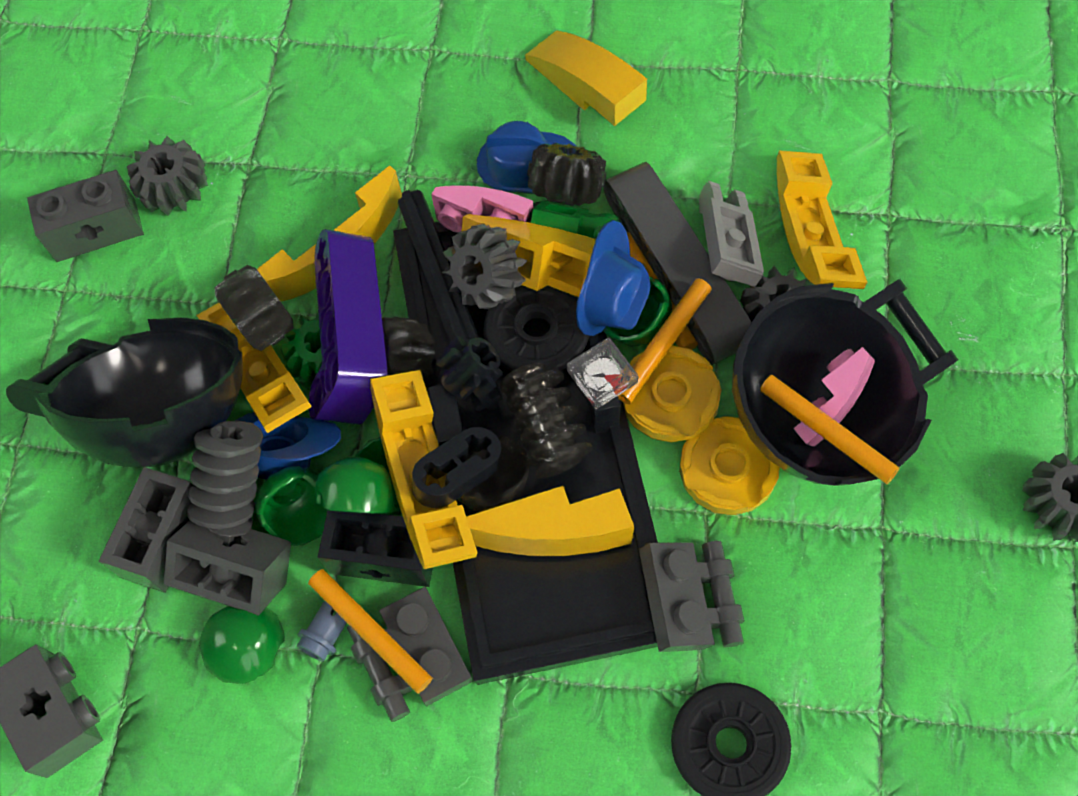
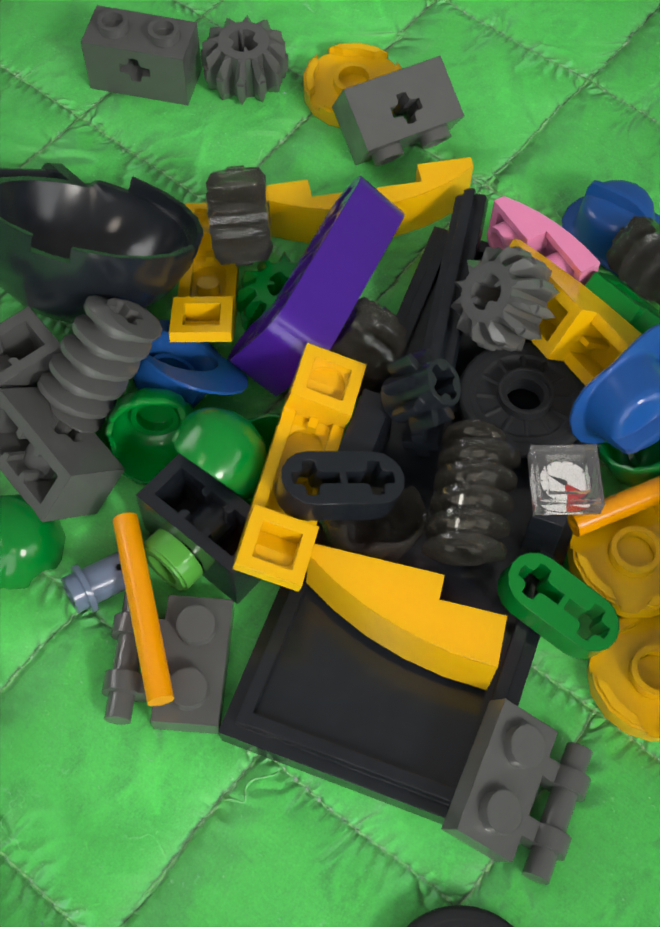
camera: 25 degrees right, 5 degrees down
(266, 162) = (324, 76): none -> yellow tile
(320, 133) = (417, 91): none -> dark grey brick
(366, 585) = (172, 560): none -> bright green tile
(644, 453) = (558, 605): none -> green beam

